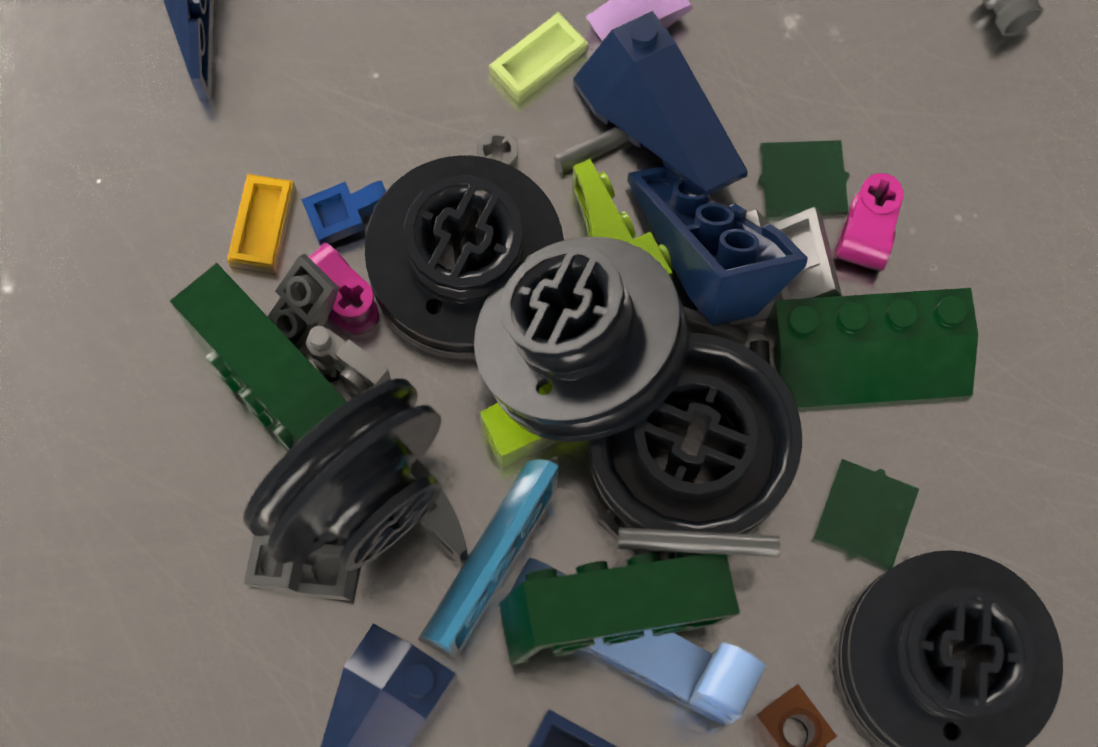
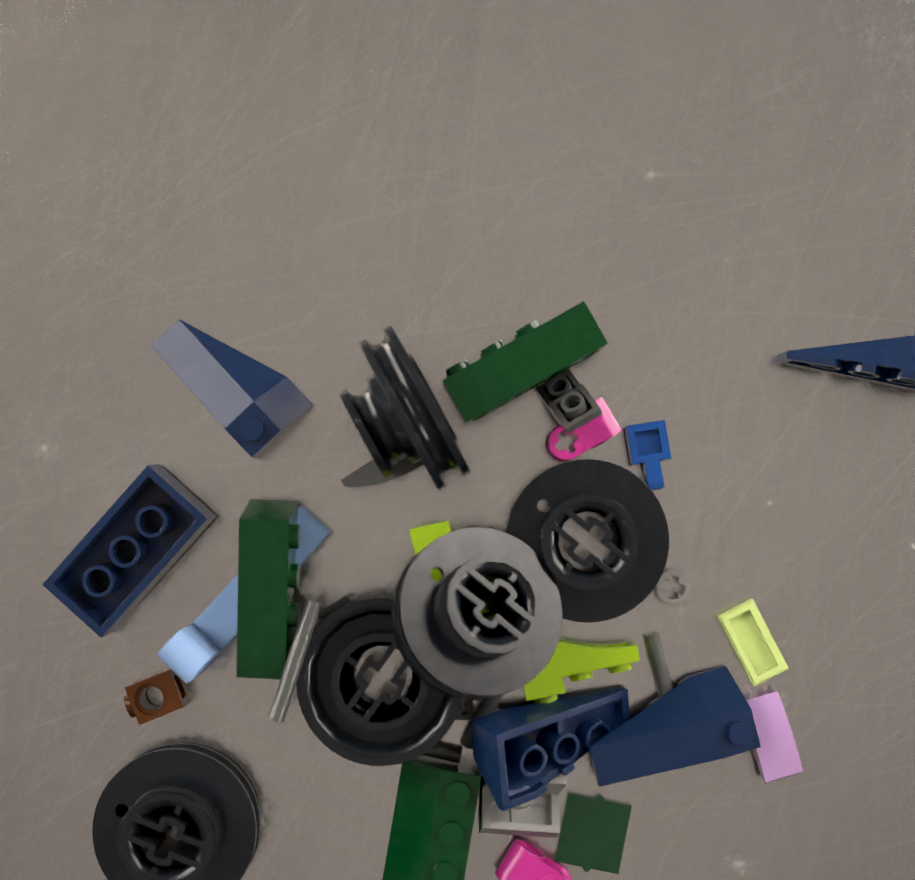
camera: 105 degrees right, 15 degrees up
(261, 223) = (655, 384): yellow tile -> none
(313, 575) = (357, 367): dark grey slope -> none
(343, 357) = (497, 436): light grey plate -> none
(491, 558) = (335, 501): dark azure slope -> none
(866, 514) = (305, 799): clear green piece -> none

